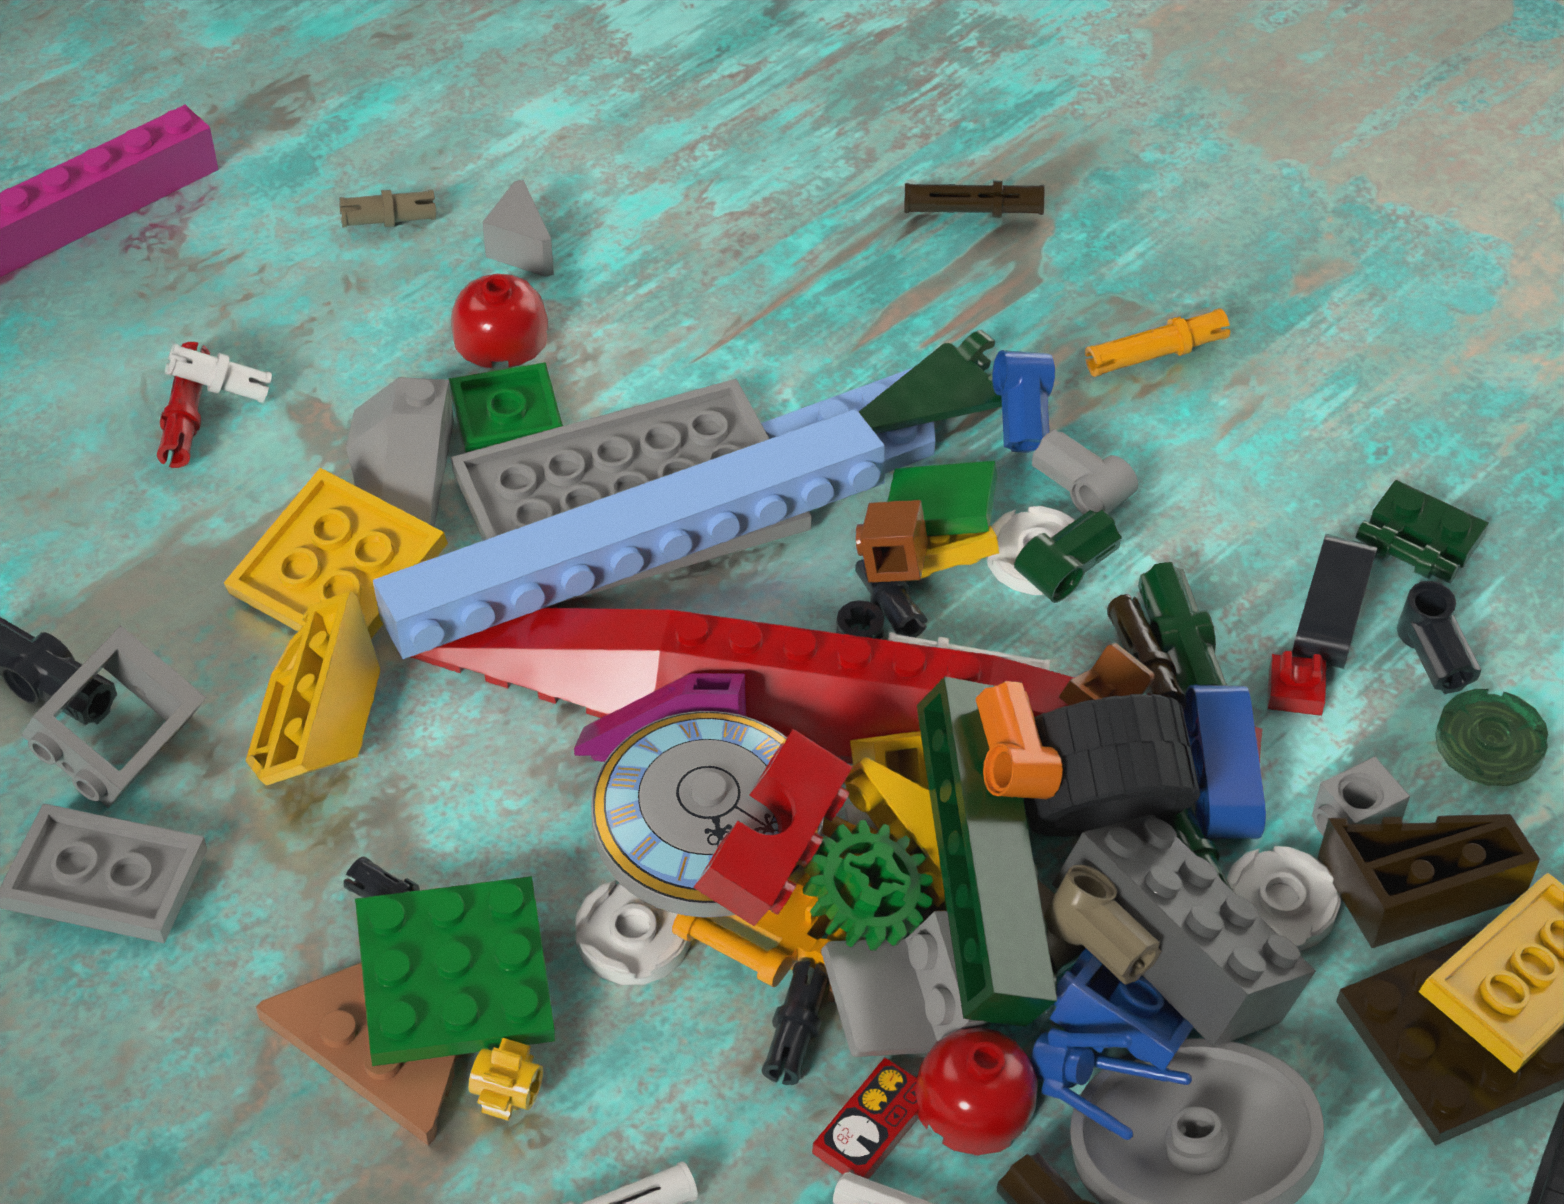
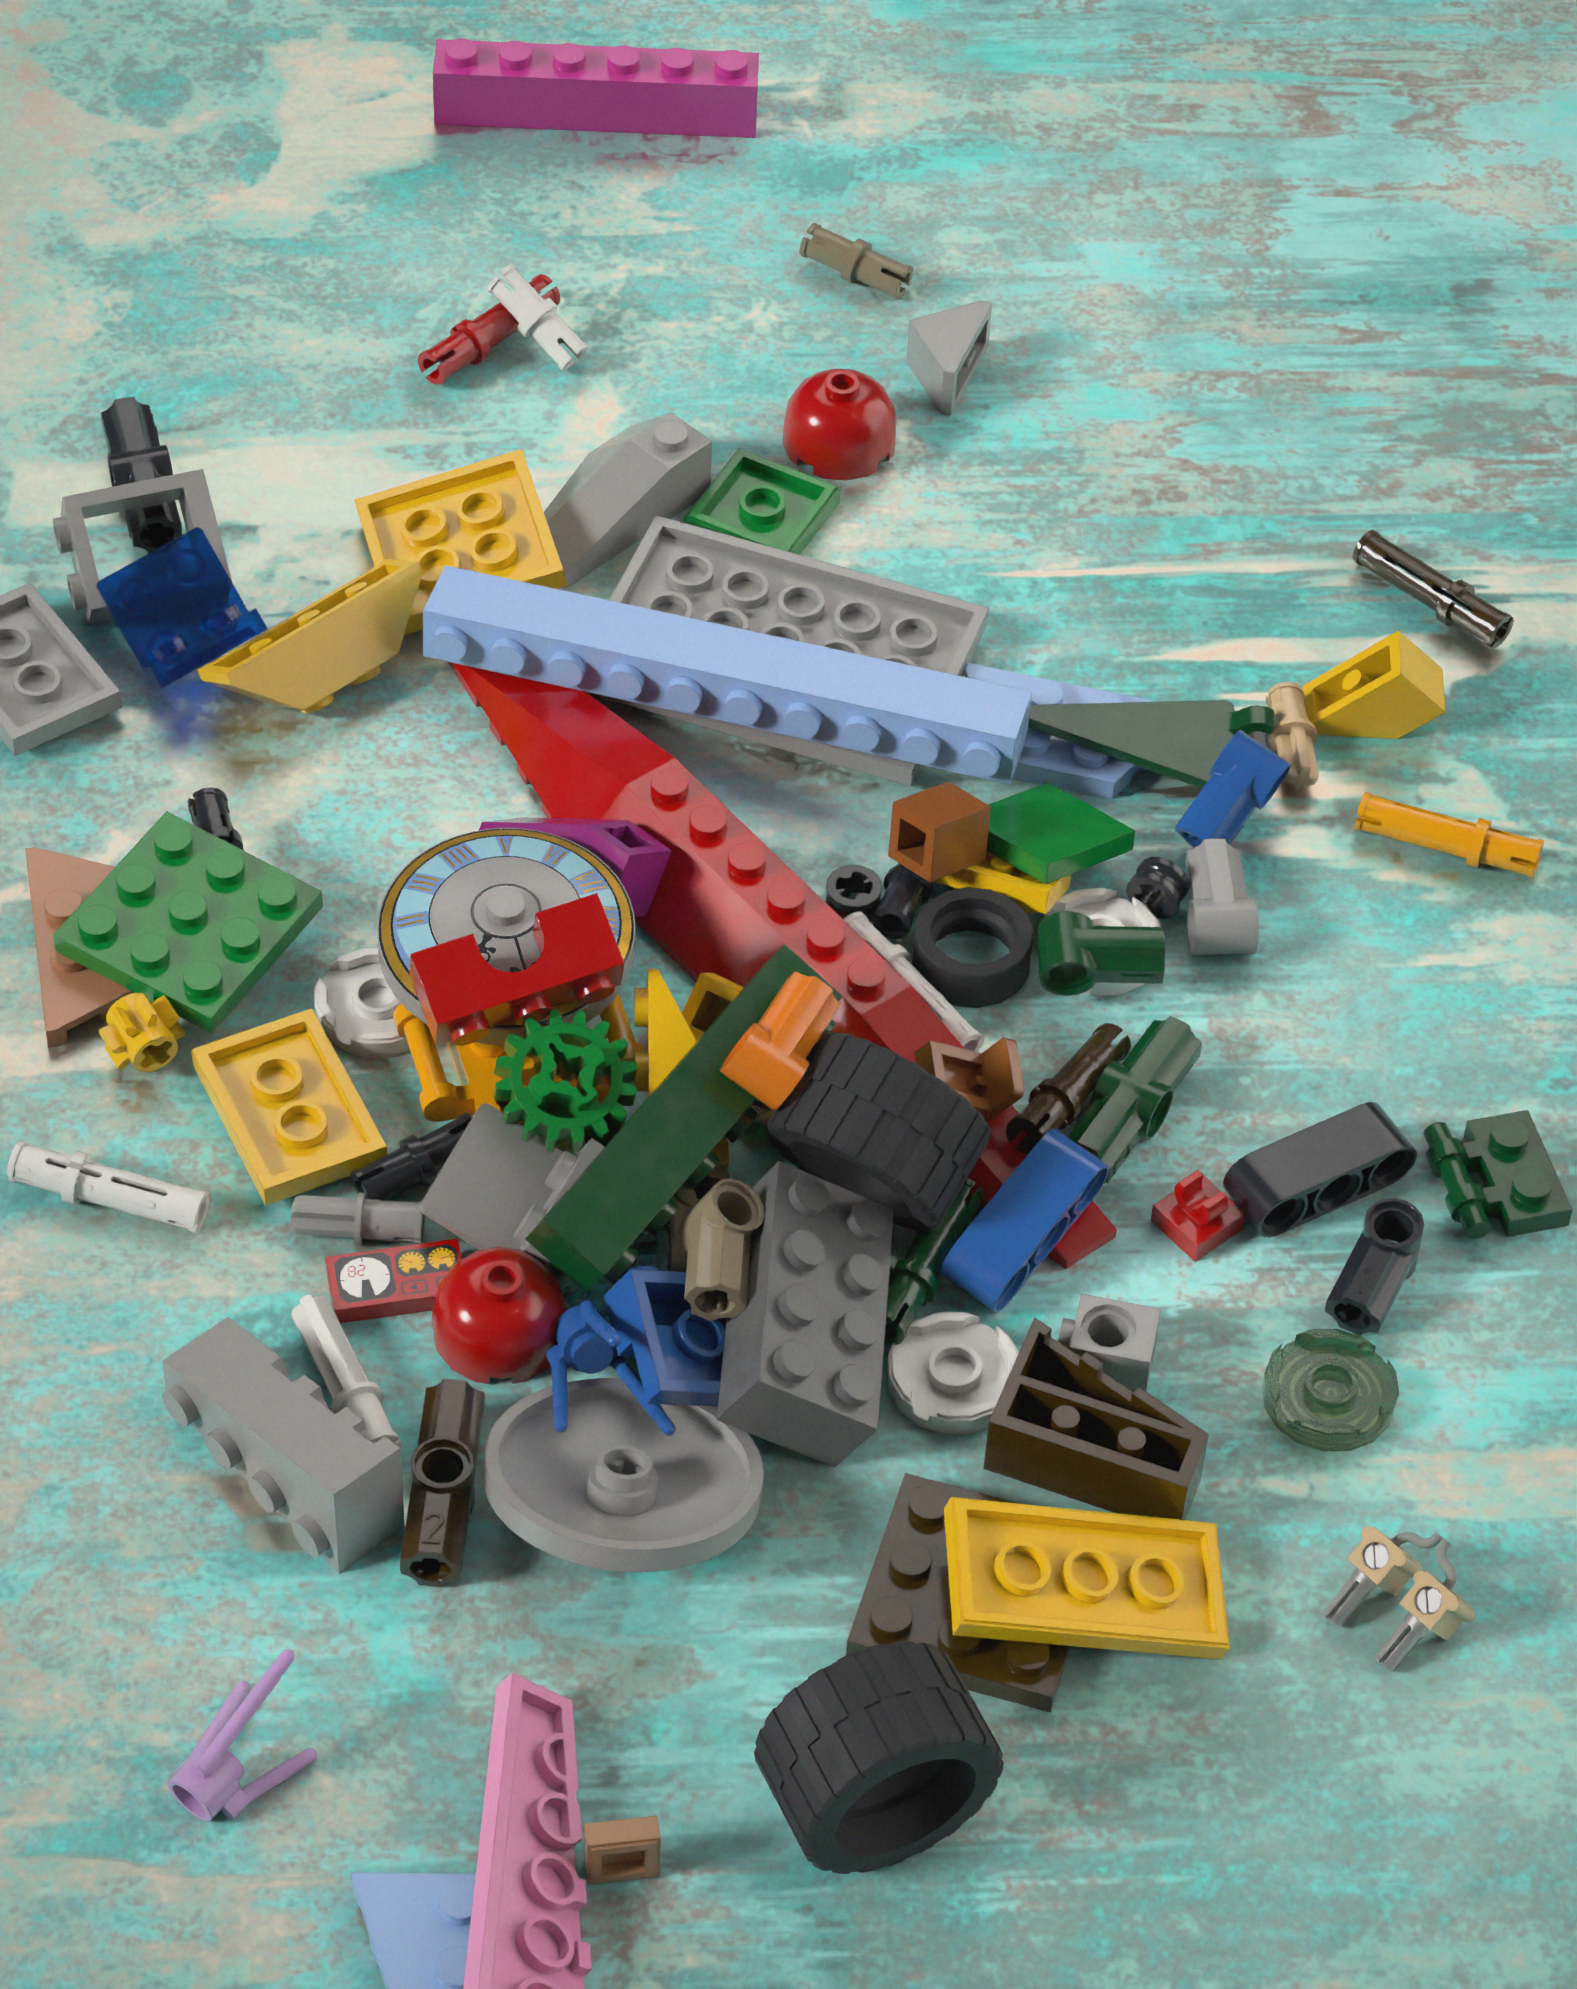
camera: 40 degrees right, 0 degrees up
(198, 747) = (178, 608): none -> clear blue bracket
(664, 1053) = (288, 1106): none -> yellow plate
(803, 1096) = (358, 1218): none -> light grey axle
(977, 577) = (978, 912): none -> black tyre
(1004, 334) = (1293, 734): none -> tan axle
(1020, 283) = (1377, 692): none -> yellow slope
(1039, 487) = (1159, 886): none -> black bush

